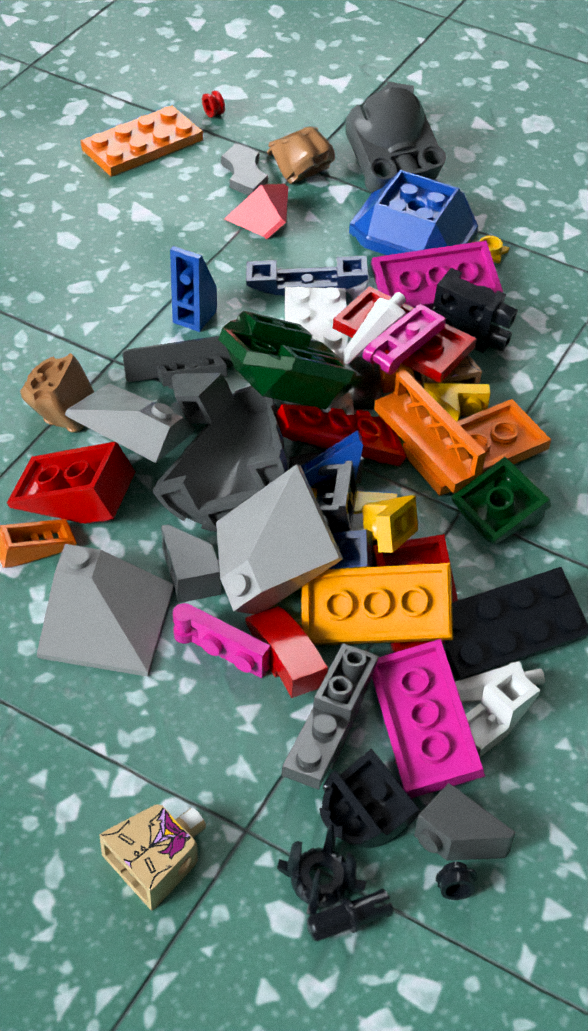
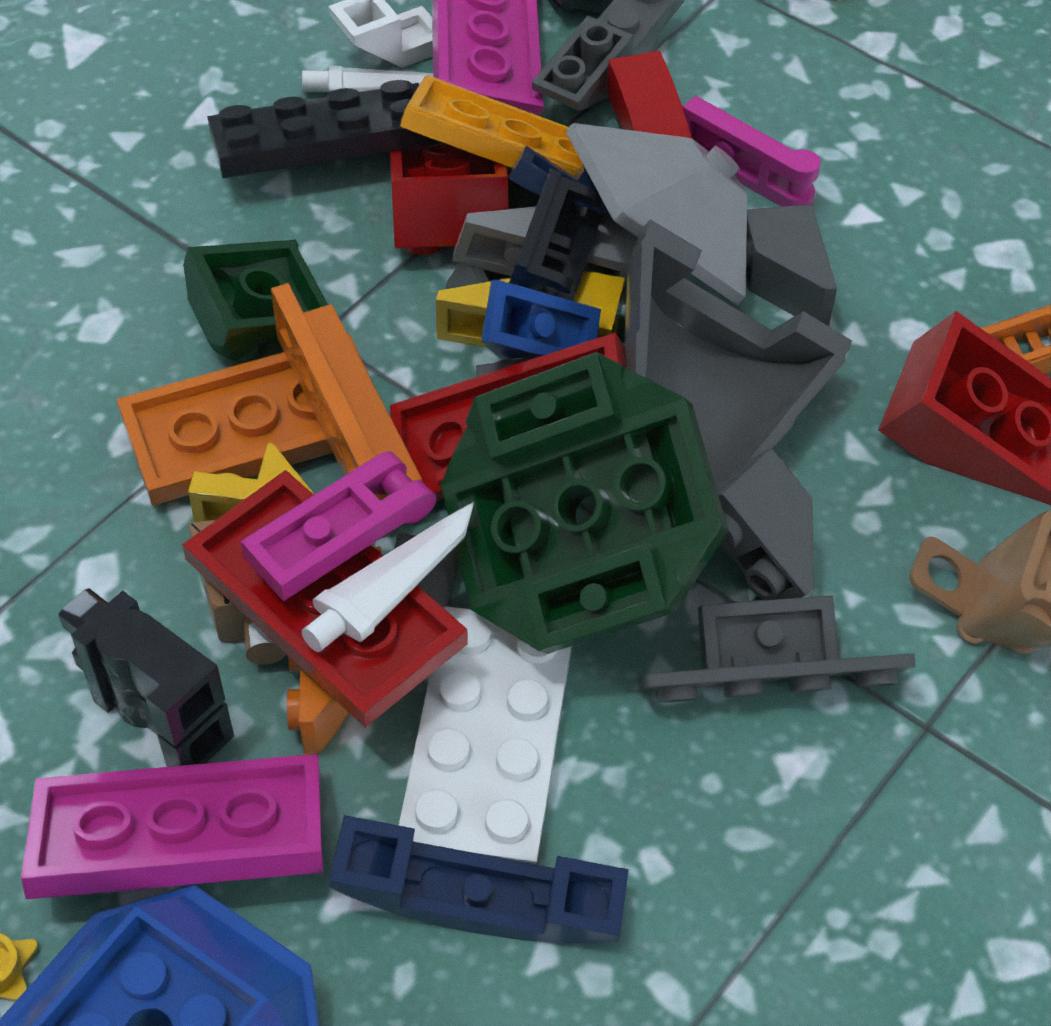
camera: 170 degrees left, 5 degrees up
(103, 612) = (914, 227): light grey slope -> none
(132, 421) = (895, 470): light grey slope -> none
(192, 290) = (764, 782): blue slope -> none
(391, 521) = (465, 187): yellow slope -> none

